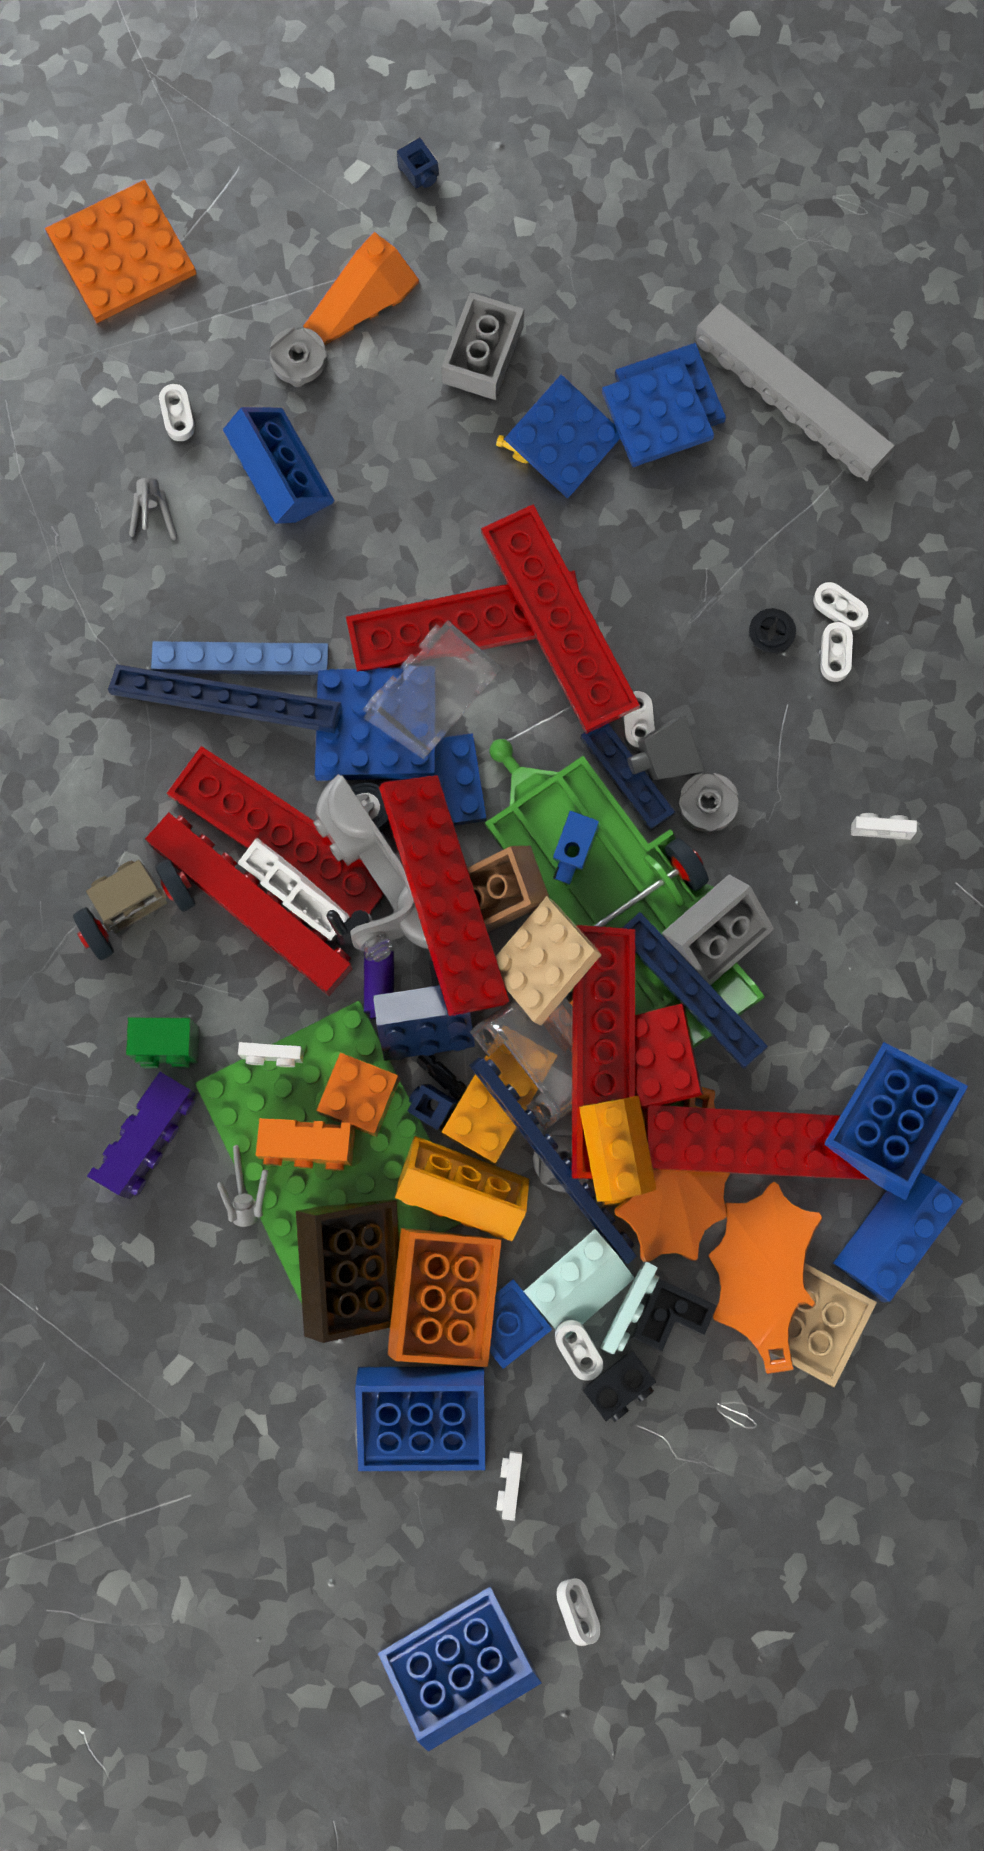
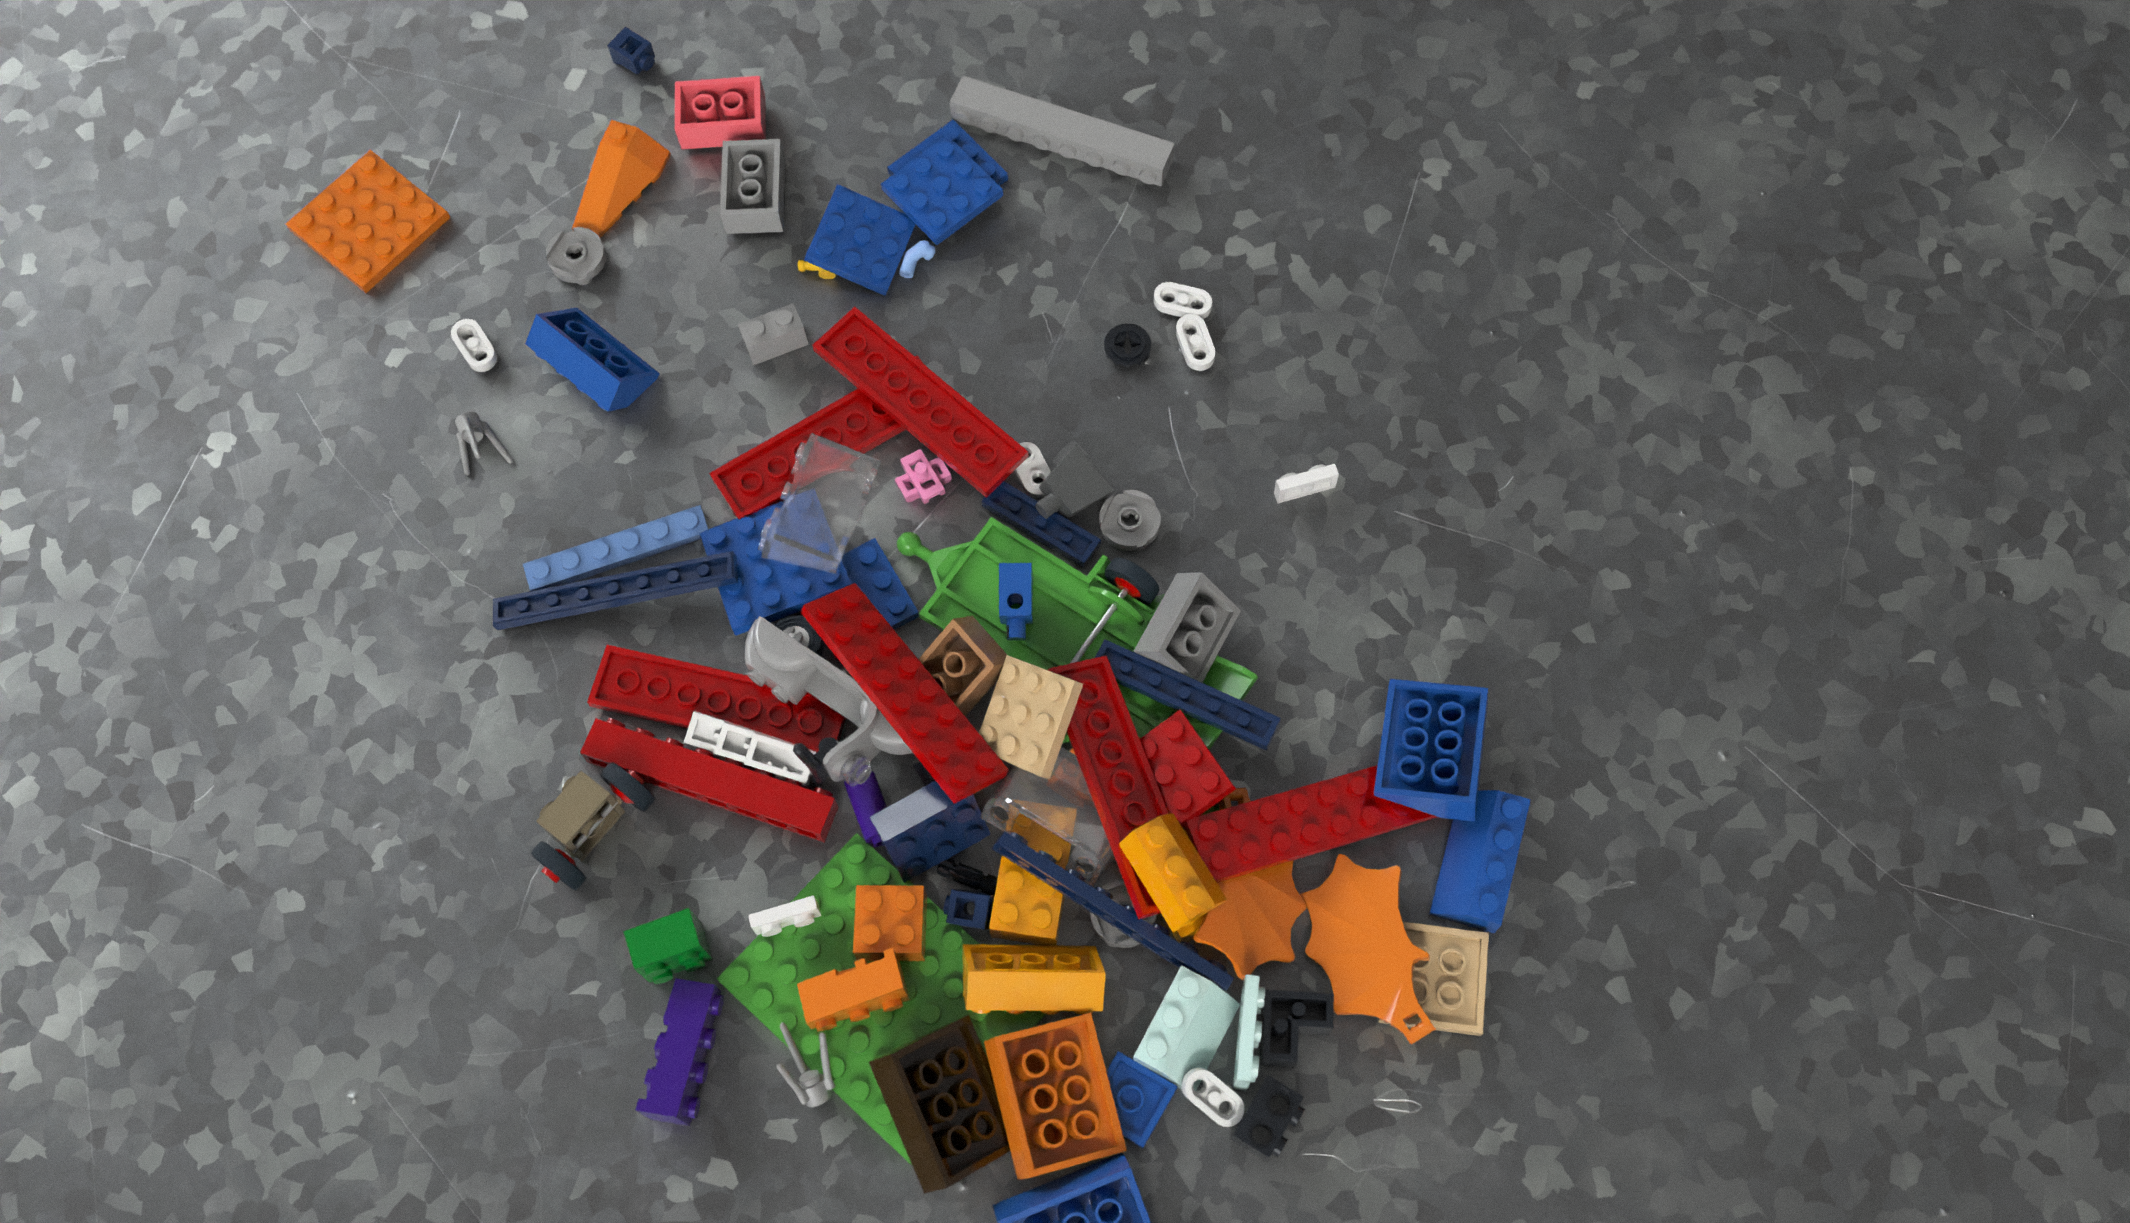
camera: 20 degrees left, 10 degrees down
(450, 501) = (773, 334): none -> light grey brick
(478, 258) = (719, 111): none -> coral brick
(536, 688) = (920, 474): none -> bright pink piece
(616, 465) = (915, 253): none -> light blue arm

